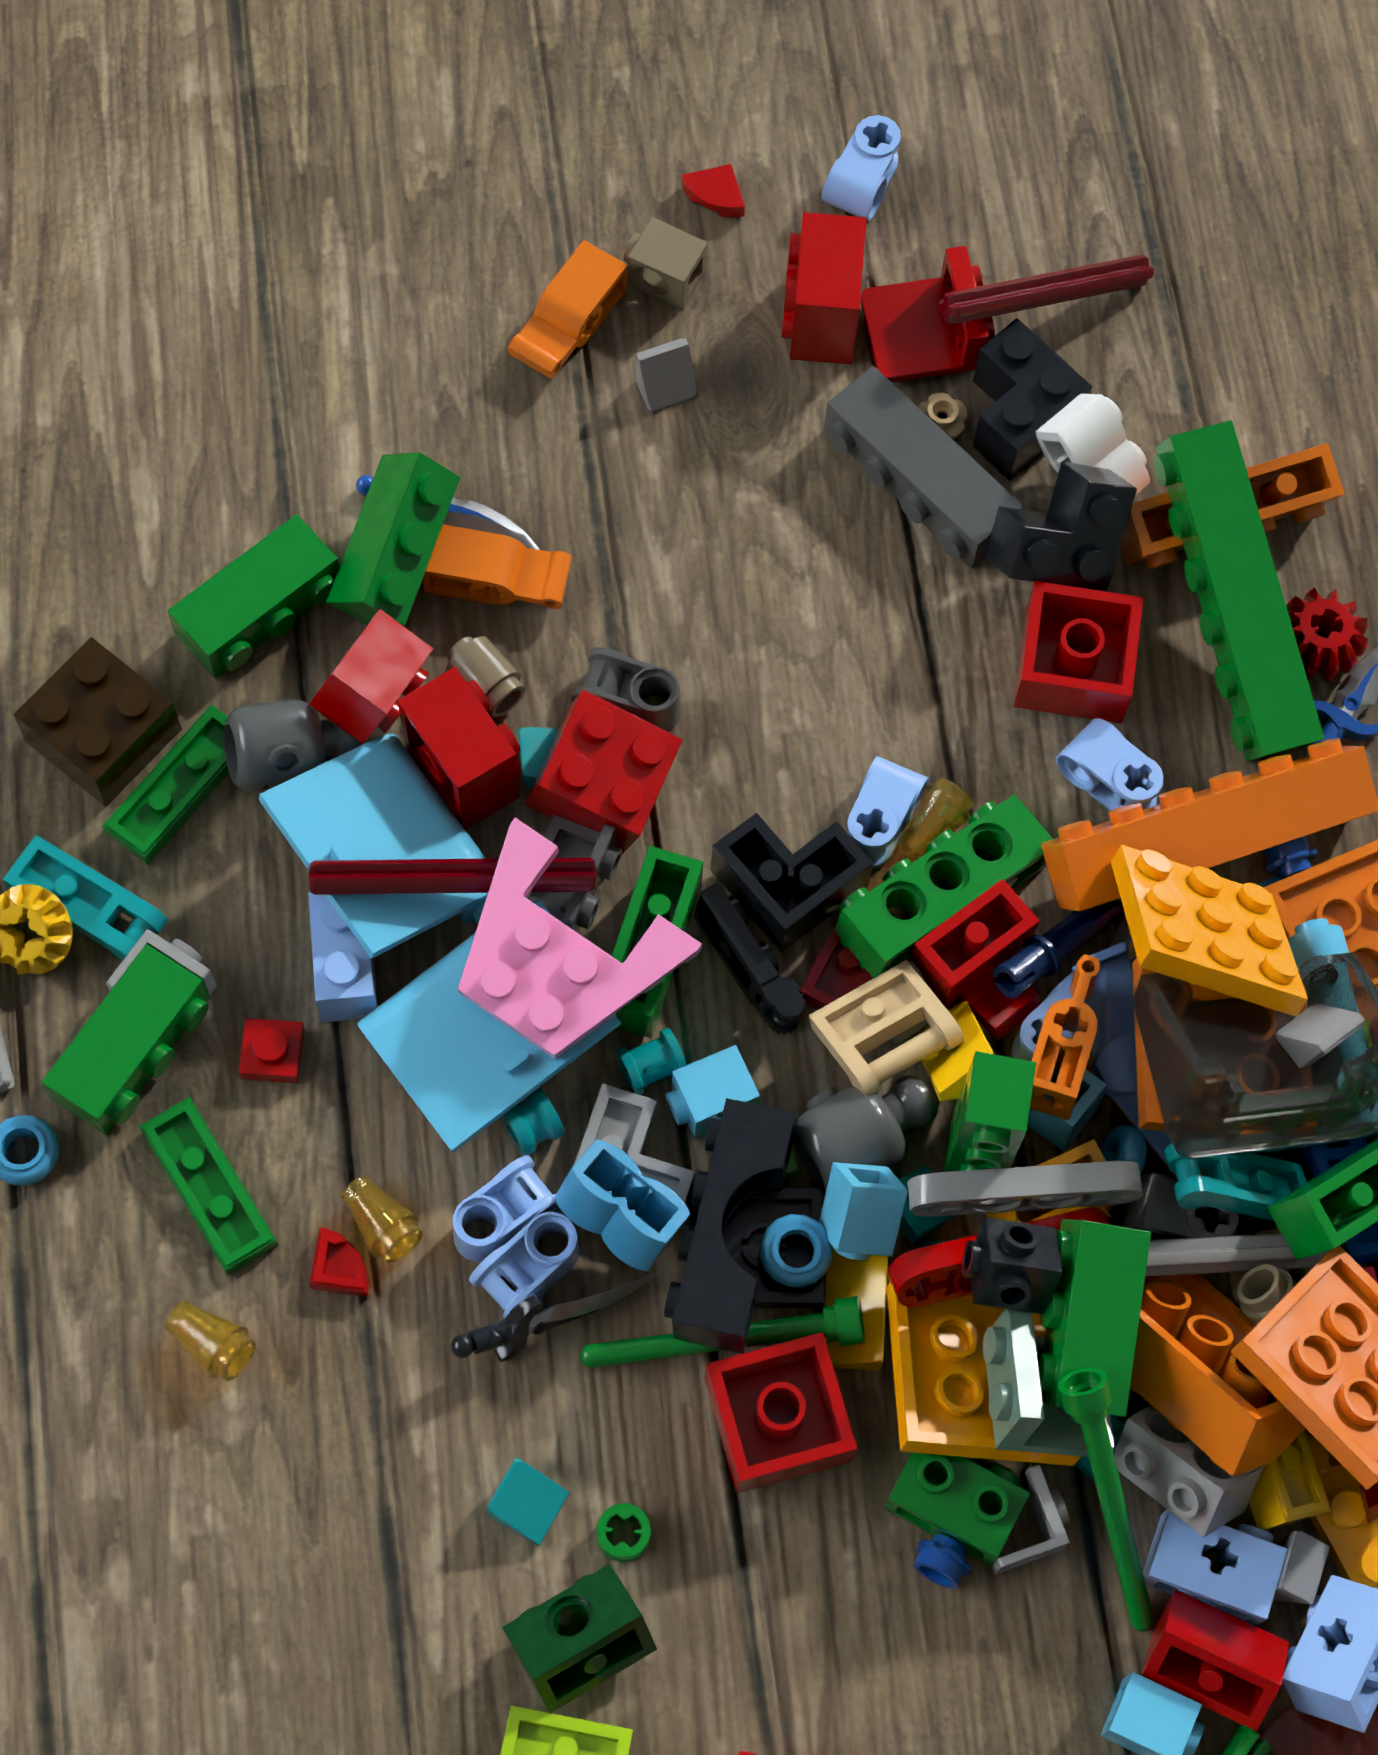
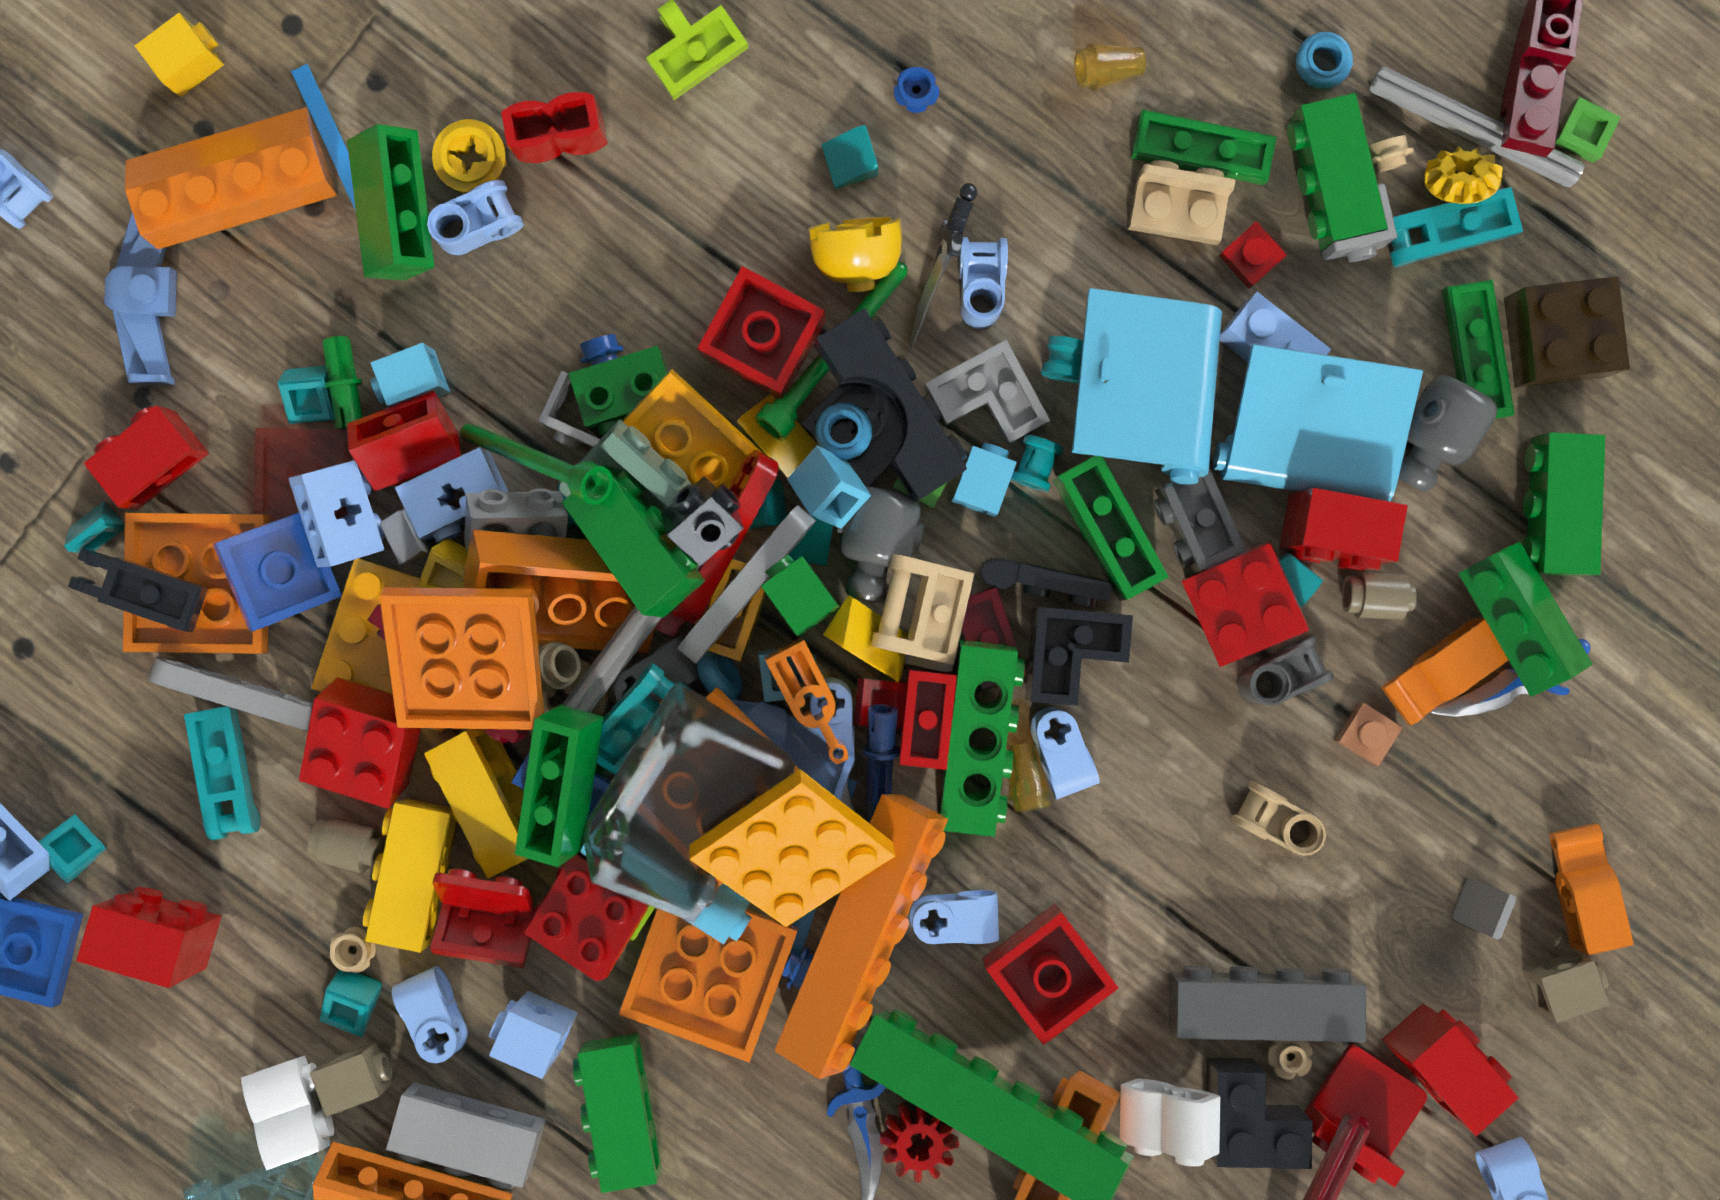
camera: 140 degrees right, 20 degrees up
(62, 1013) = (1390, 153): none -> tan plate
(287, 1154) = (1180, 202): none -> tan bracket
(338, 1266) = (1085, 178): red tile -> none
(372, 677) = (1440, 517): brick -> none
(384, 1223) = (1088, 222): clear yellow cone -> none
(395, 1486) = (916, 77): none -> blue plate
(438, 876) = (1259, 435): dark red axle -> none
(506, 1202) = (1028, 298): light blue piece -> none
(543, 973) = (1147, 428): bright pink wing -> none
(579, 1638) = (729, 128): dark green brick -> none
(610, 585) = (1368, 734): none -> nougat plate
(612, 1404) = (857, 250): none -> yellow cylinder
(614, 1199) = (948, 351): dark azure brick -> none
(624, 1513) = (793, 205): green bush -> none
(715, 190) = (1591, 1074): red tile -> none
(760, 597) = (1272, 817): none -> tan piece
(1074, 539) = (1124, 1044): black brick -> none
(1317, 1032) = (667, 850): light grey slope -> none

